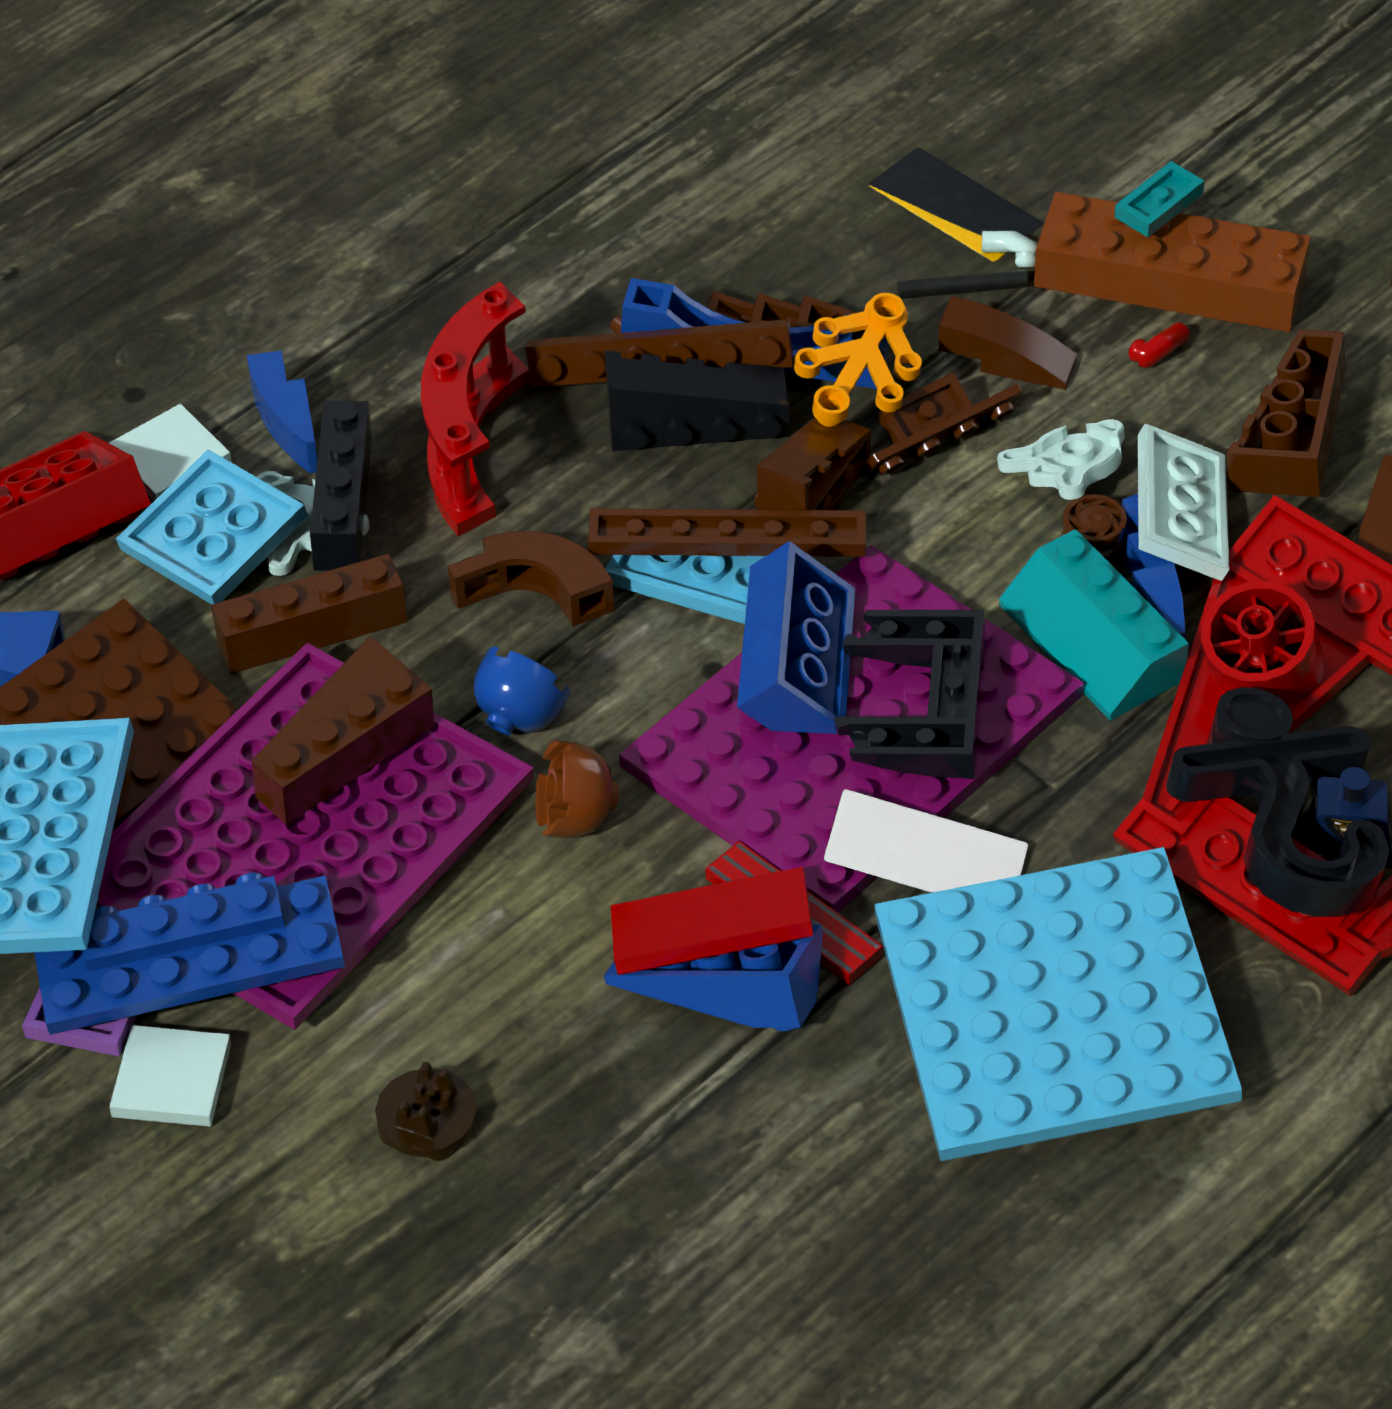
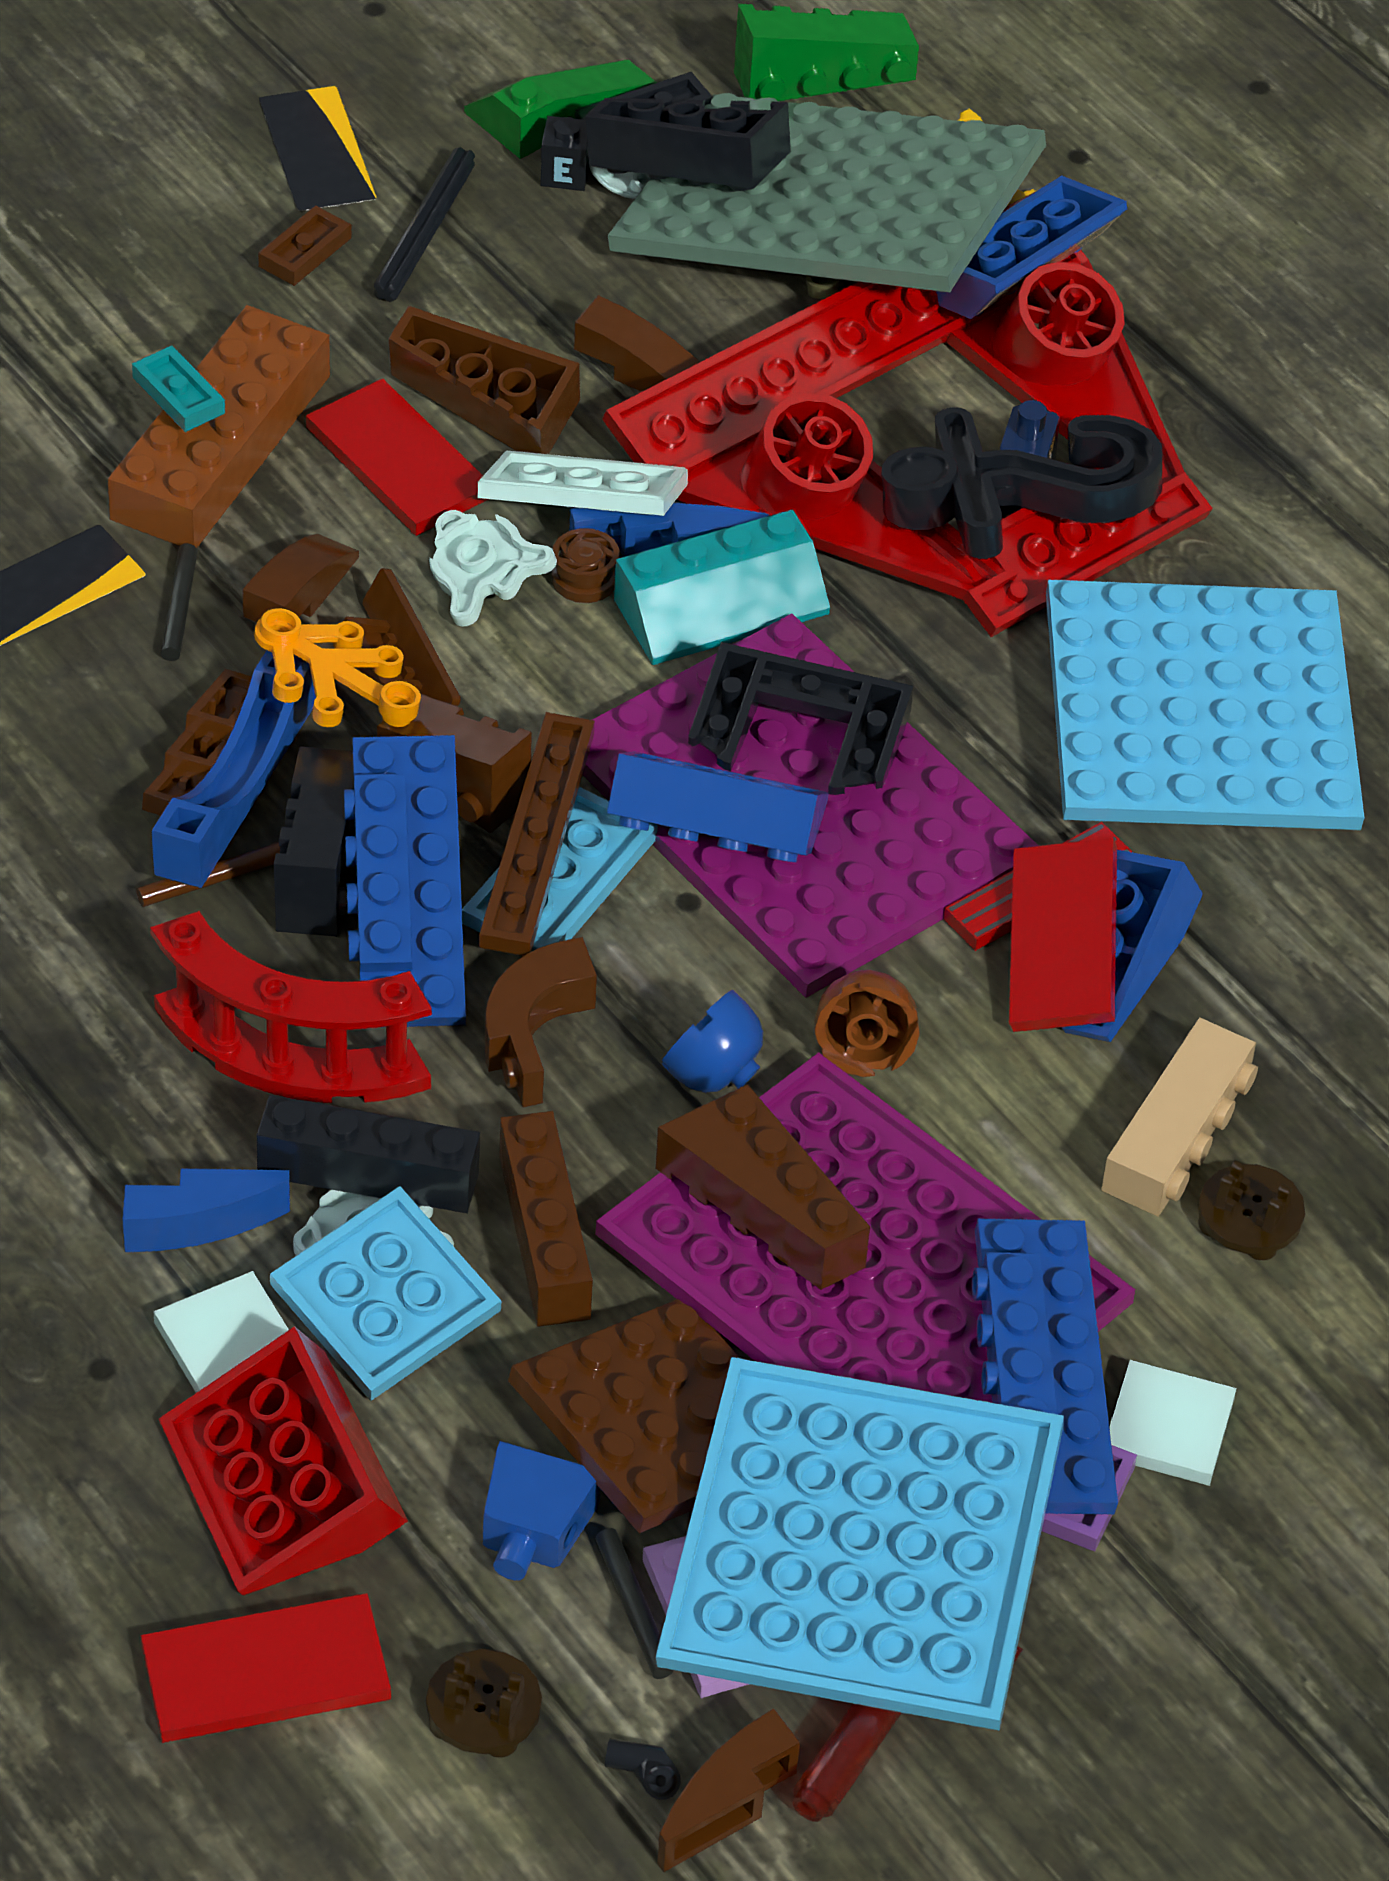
camera: 85 degrees left, 0 degrees up
(519, 1040) = (1179, 1117): none -> tan brick
(583, 357) = (249, 825): reddish brown plate -> none
(646, 451) = (407, 868): none -> blue plate
(918, 846) = (990, 767): white sticker -> none
(1010, 243) = (136, 545): light aqua arm -> none
(1159, 346) = (334, 460): red arm -> none
(1197, 384) = (397, 455): none -> red tile

